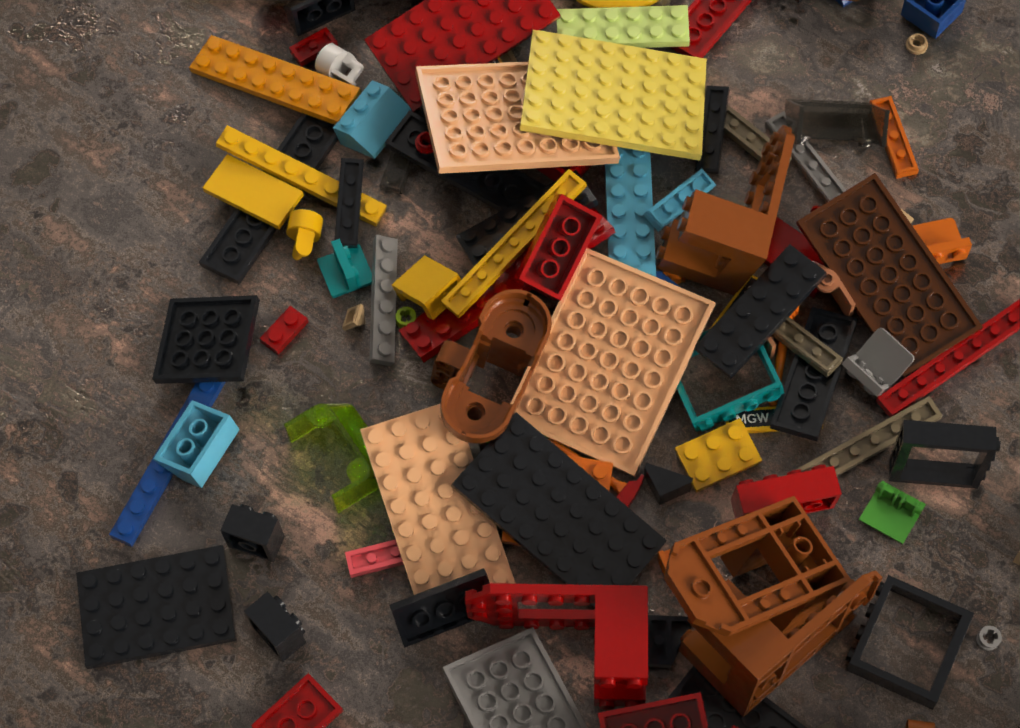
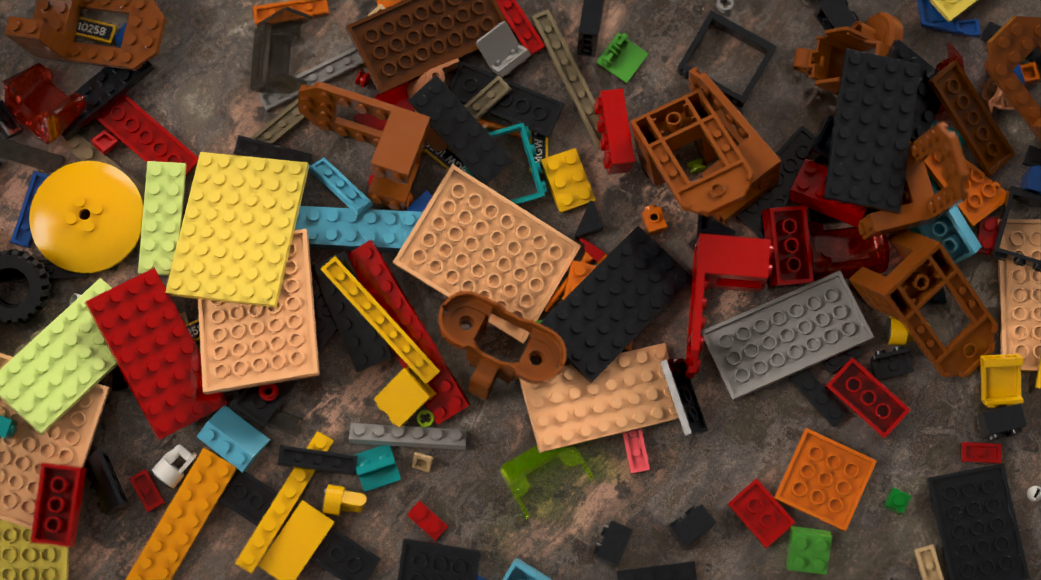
camera: 90 degrees left, 15 degrees up
(558, 247) = (393, 283): red brick -> none

